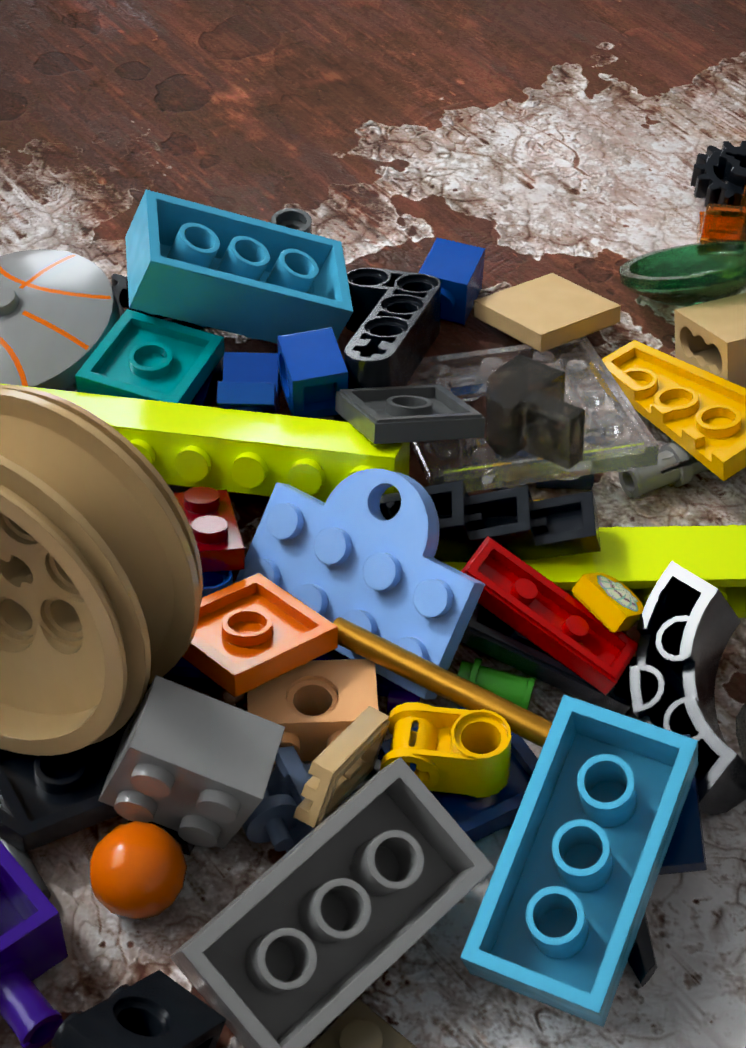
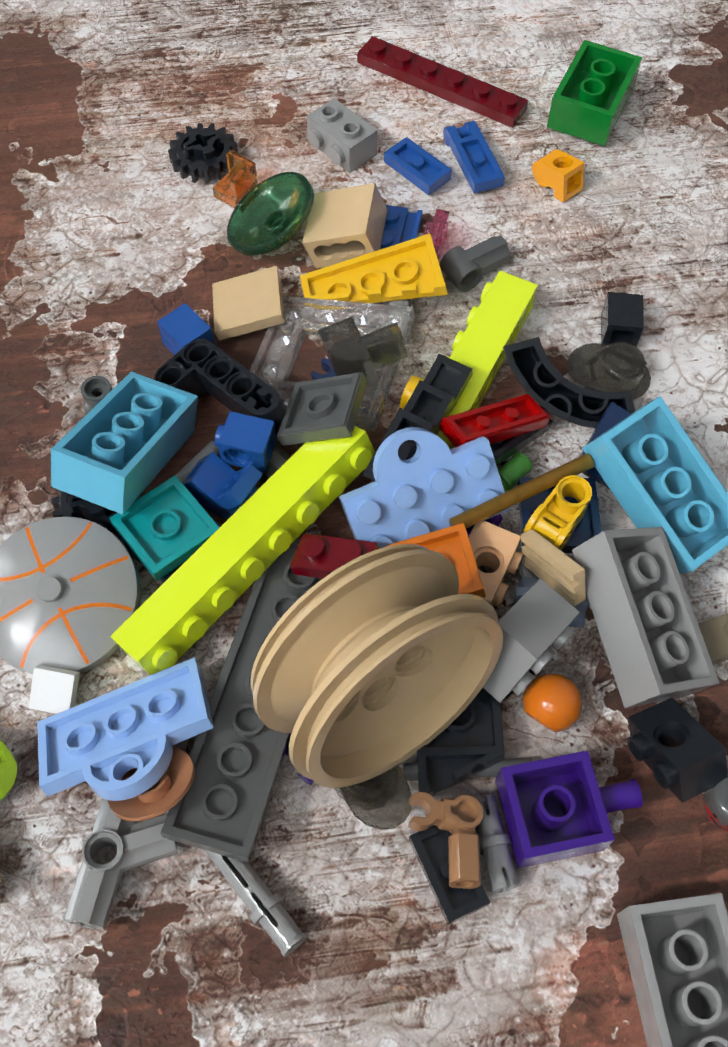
camera: 60 degrees left, 15 degrees up
(608, 601) = (503, 389): yellow tile -> none

